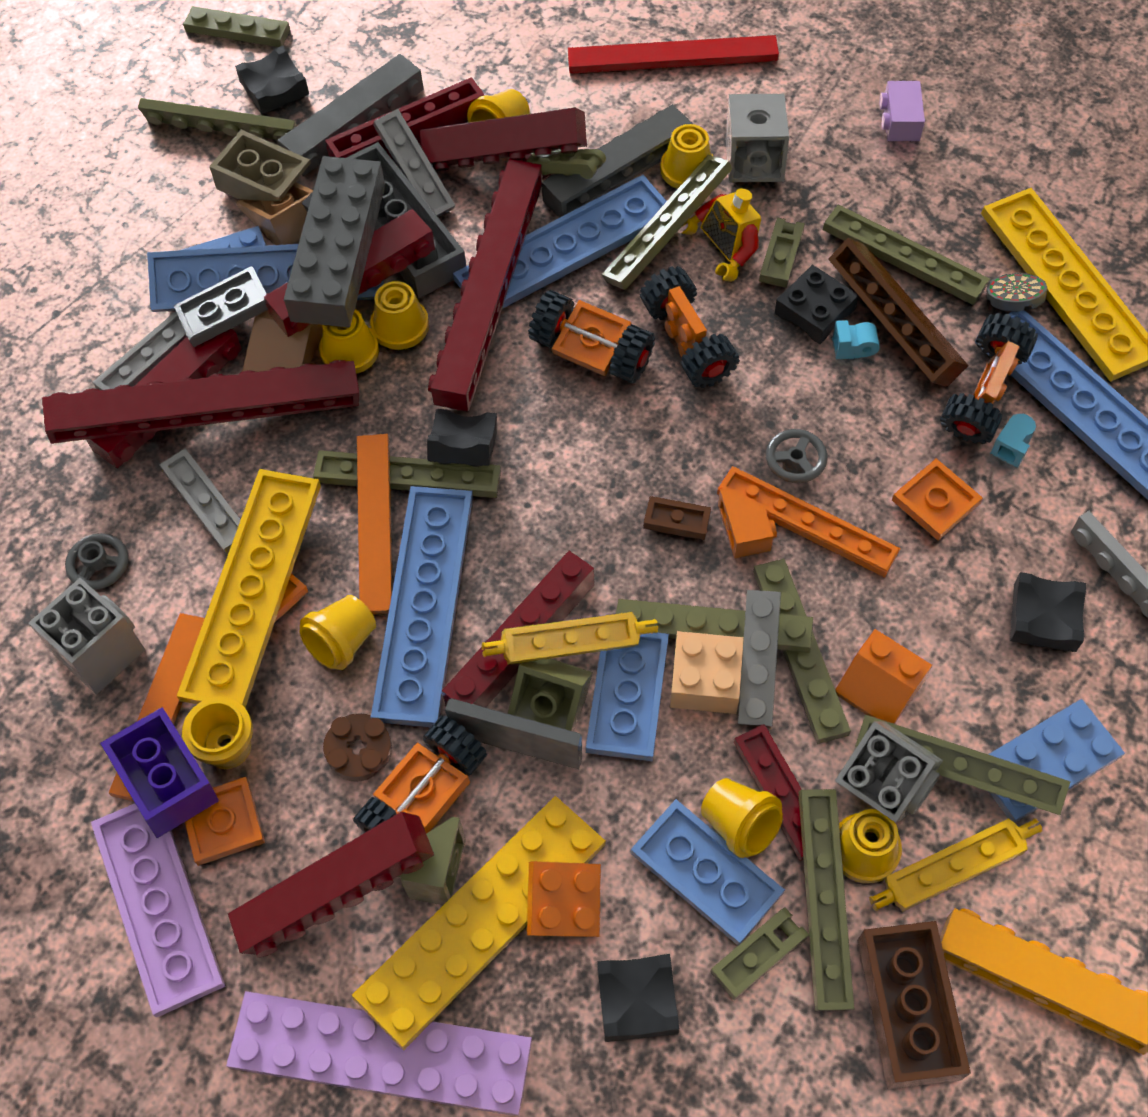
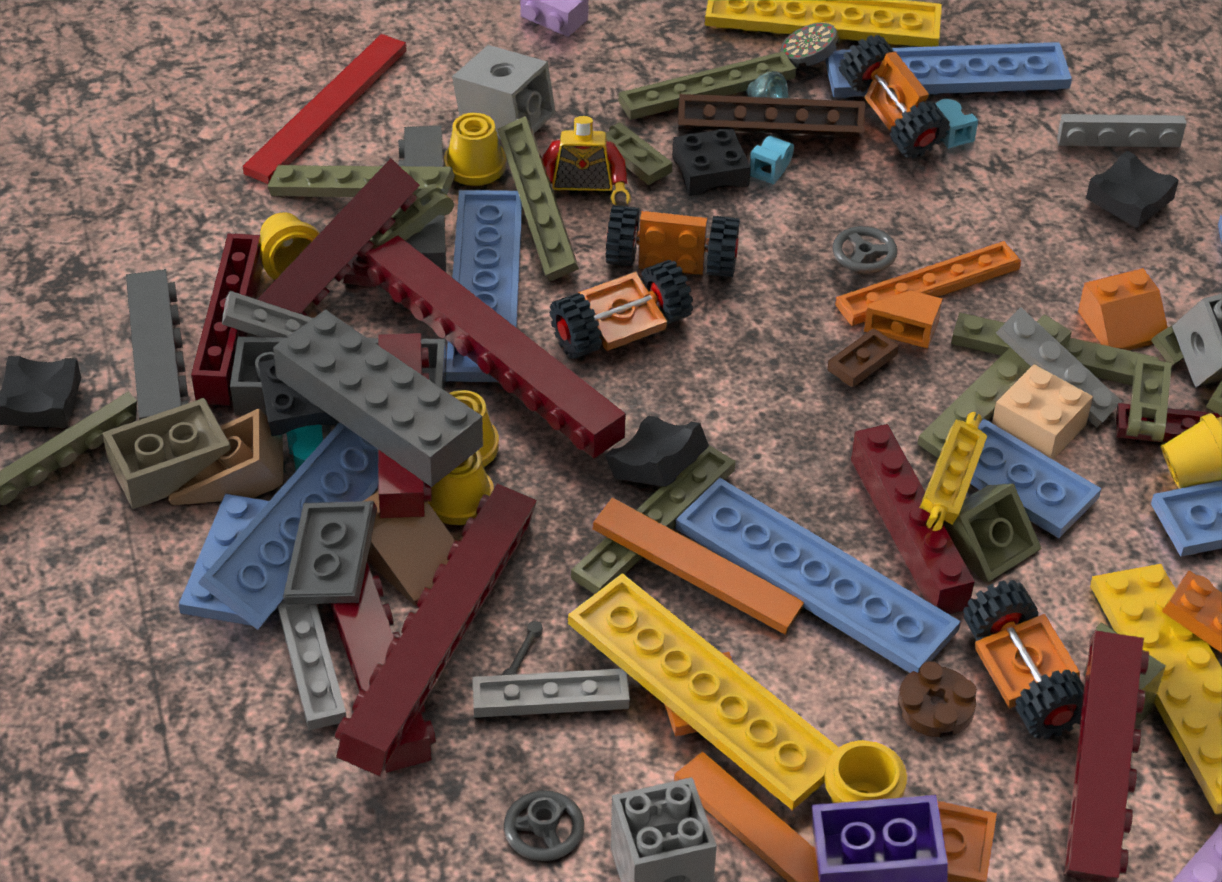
camera: 60 degrees left, 15 degrees down
(262, 461) = (534, 630): none -> dark grey hinge
(337, 631) = (808, 647): yellow piece -> none
(518, 733) = (1028, 554): dark grey tile -> none
(598, 117) = (346, 180): none -> olive plate
(777, 743) = (1149, 398): none -> olive plate
(932, 296) = (769, 85): none -> clear light blue brick
(937, 499) = (973, 195): orange plate -> none

